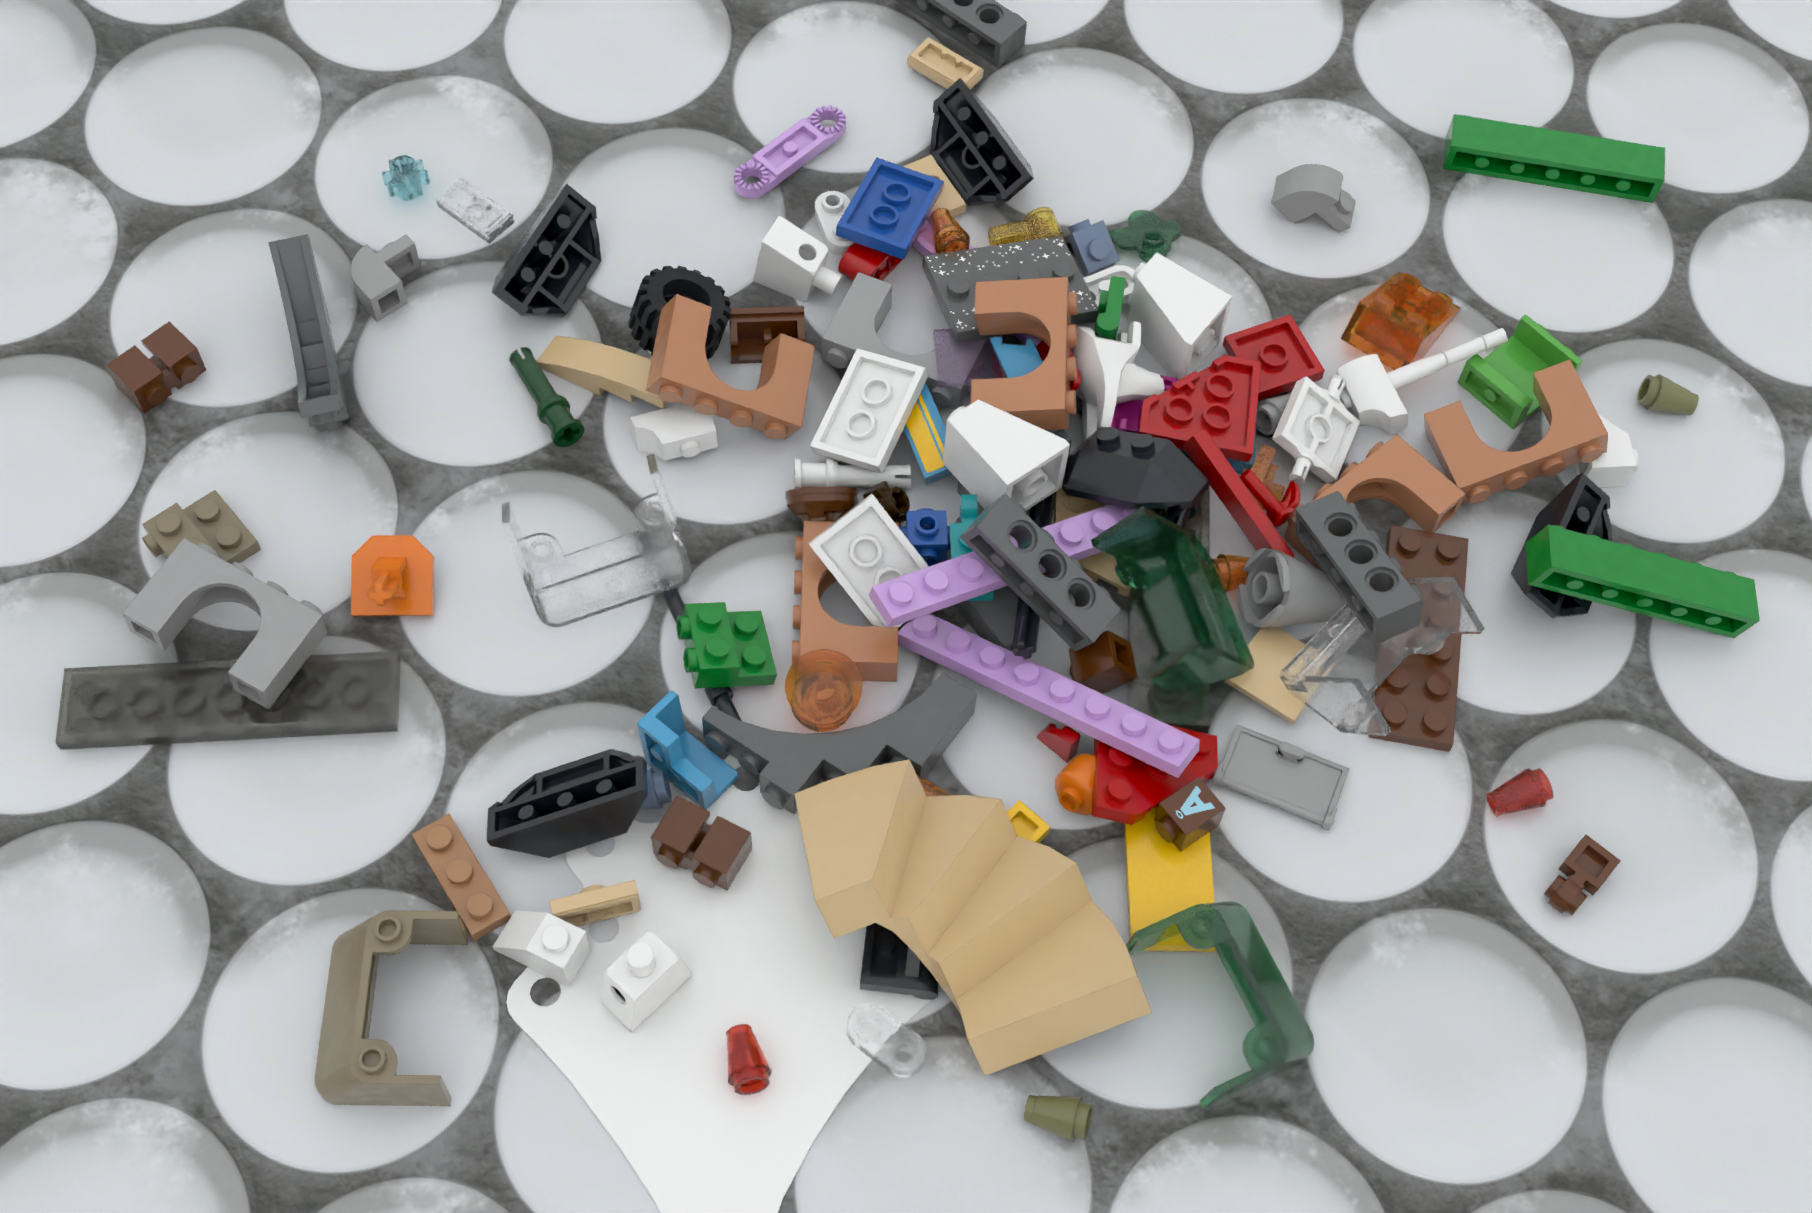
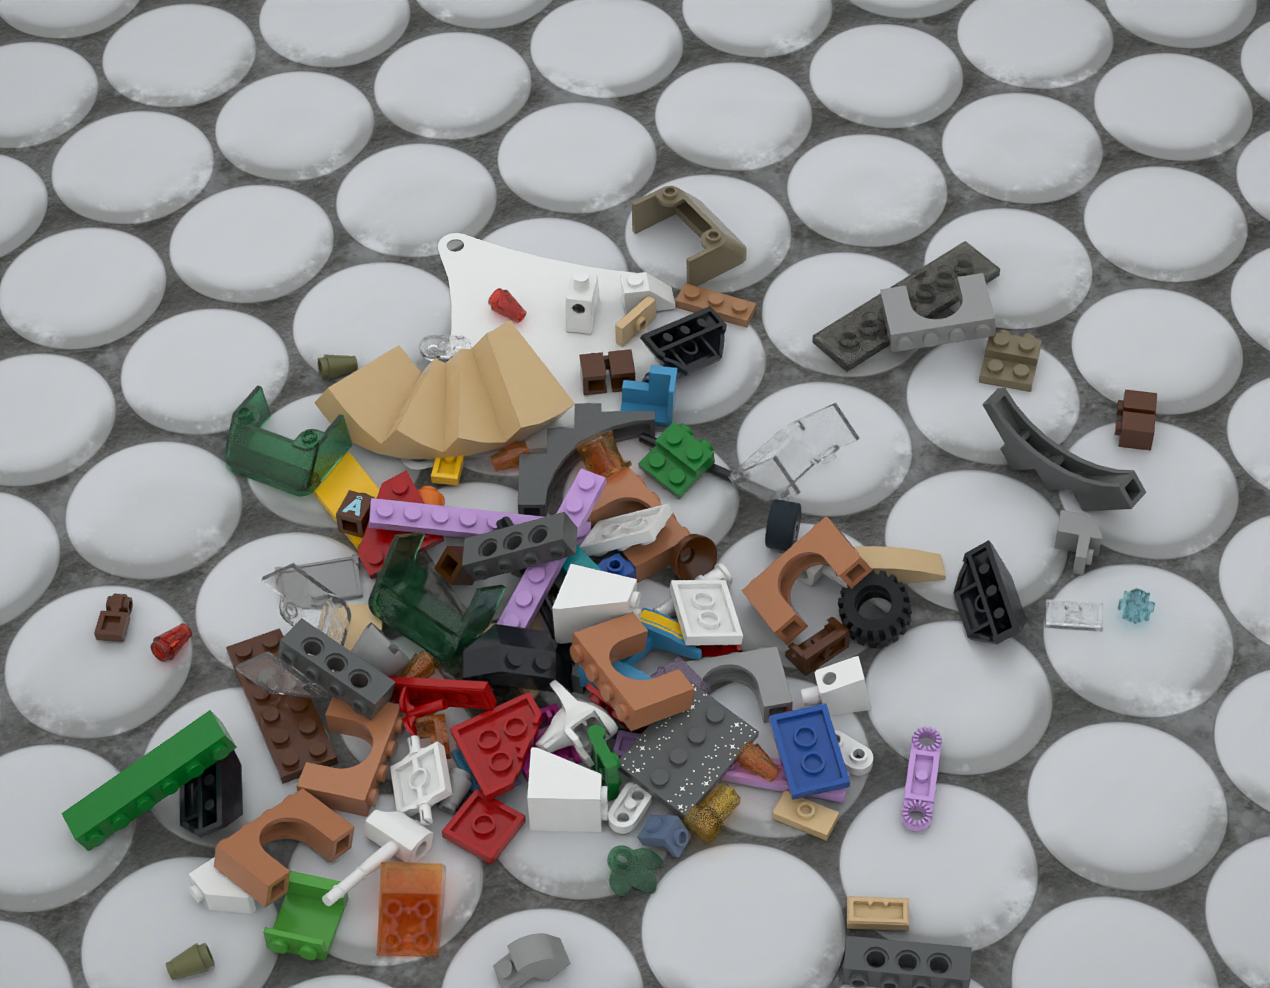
camera: 150 degrees right, 10 degrees down
(392, 578) = (888, 392): orange piece -> none
(551, 408) = (900, 529): dark green pin -> none
(688, 472) = (782, 524): none -> black wheel
(892, 500) = (654, 582): dark brown gear -> none
(975, 149) = (786, 849): black wedge -> none

